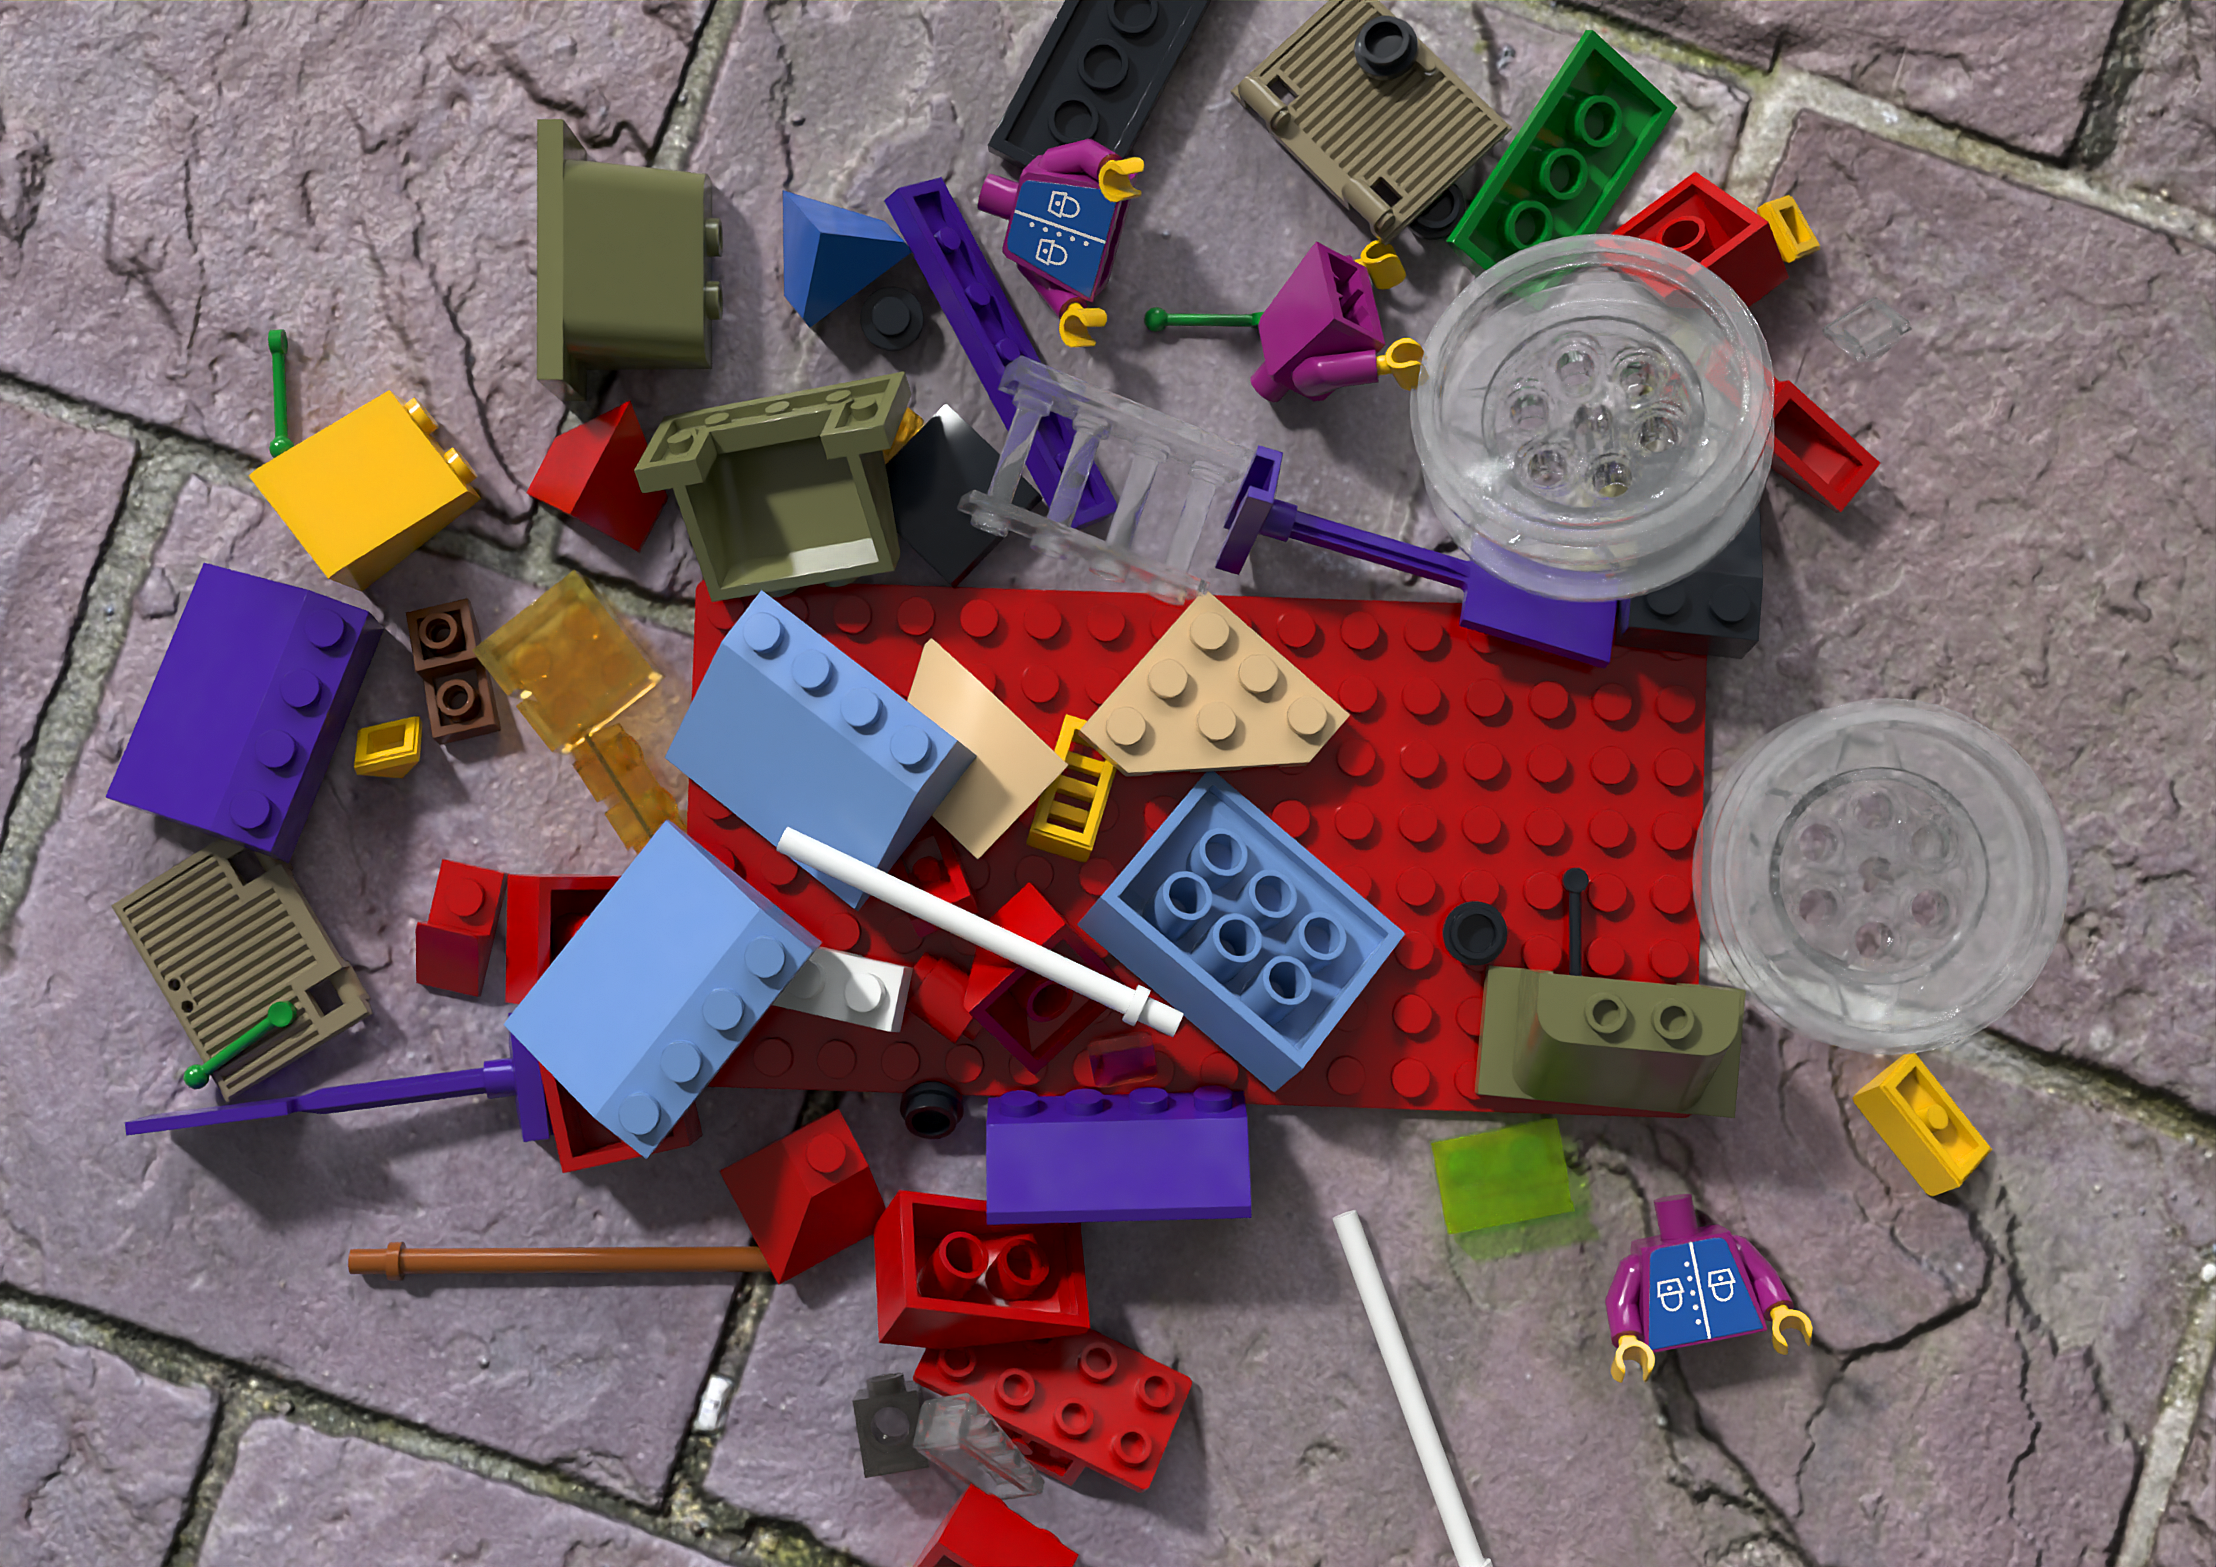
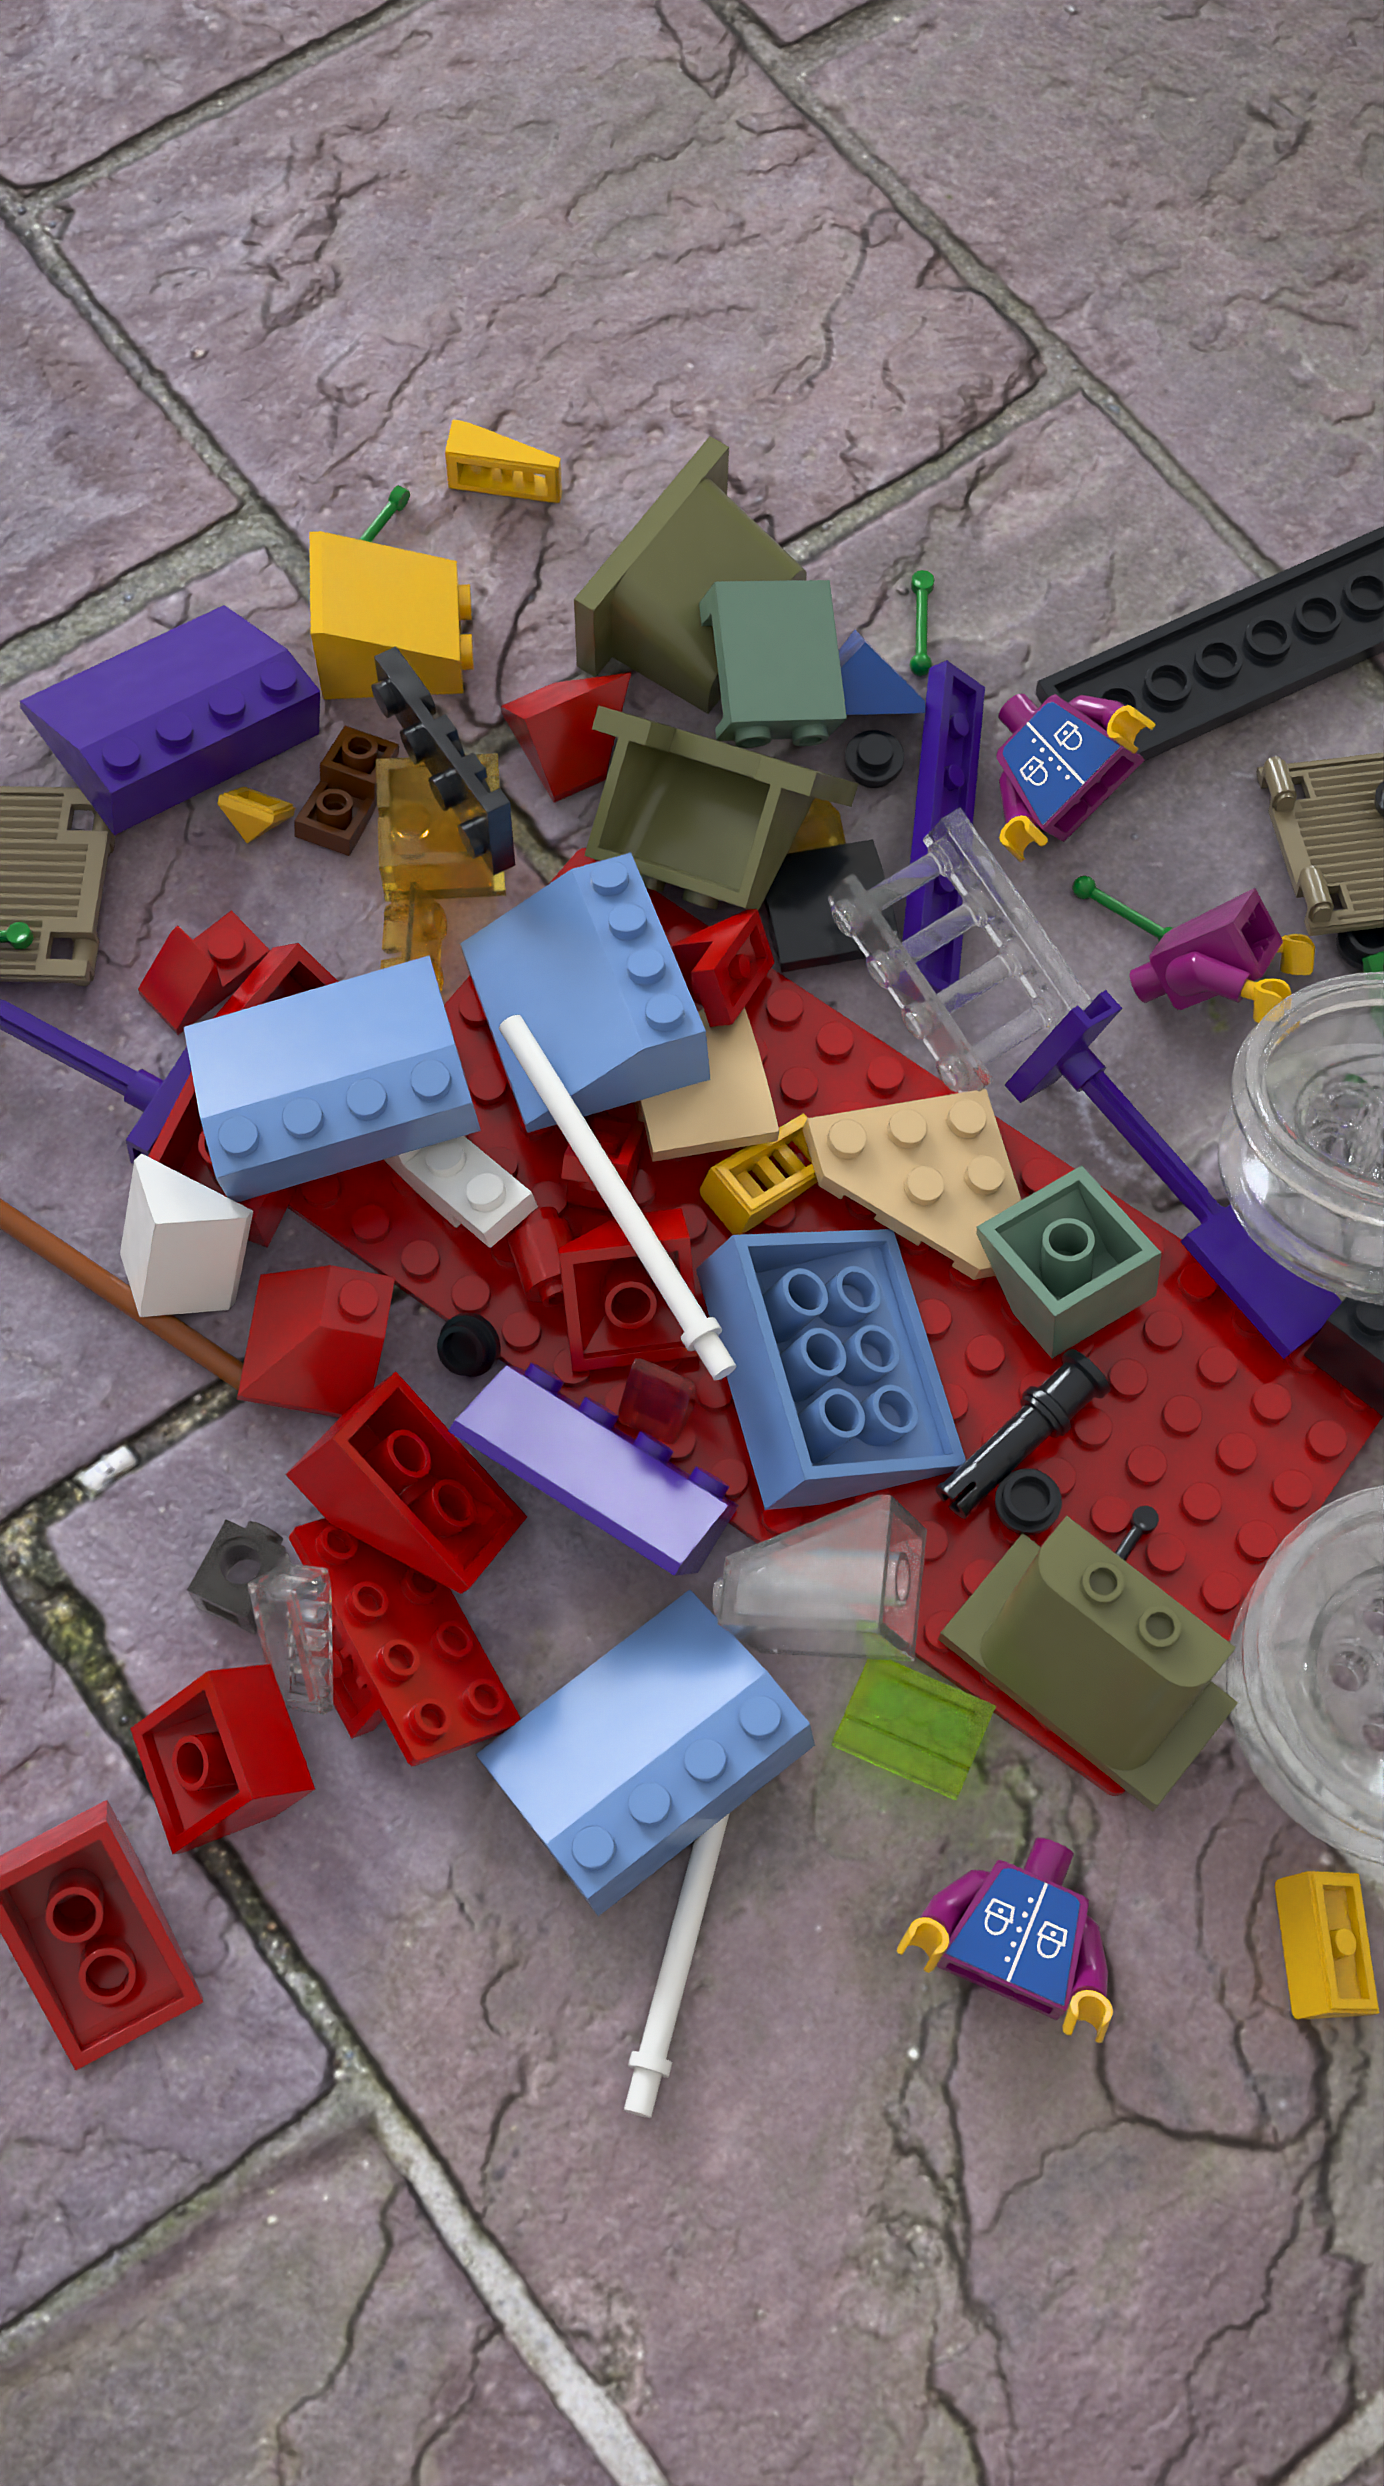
camera: 30 degrees right, 20 degrees down
(339, 253) = (499, 465): none -> yellow slope
(511, 613) = (456, 779): none -> black wing
(637, 1201) = (181, 1243): none -> white slope
(753, 305) = (775, 661): none -> sand green panel
(813, 103) = (922, 585): none -> green hinge
(912, 633) = (725, 965): none -> red slope
(1307, 1345) = (647, 1750): none -> medium blue slope
(1378, 707) = (1069, 1261): none -> sand green slope
(1381, 1138) = (830, 1586): none -> clear slope
(1441, 851) = (1043, 1413): none -> black pin

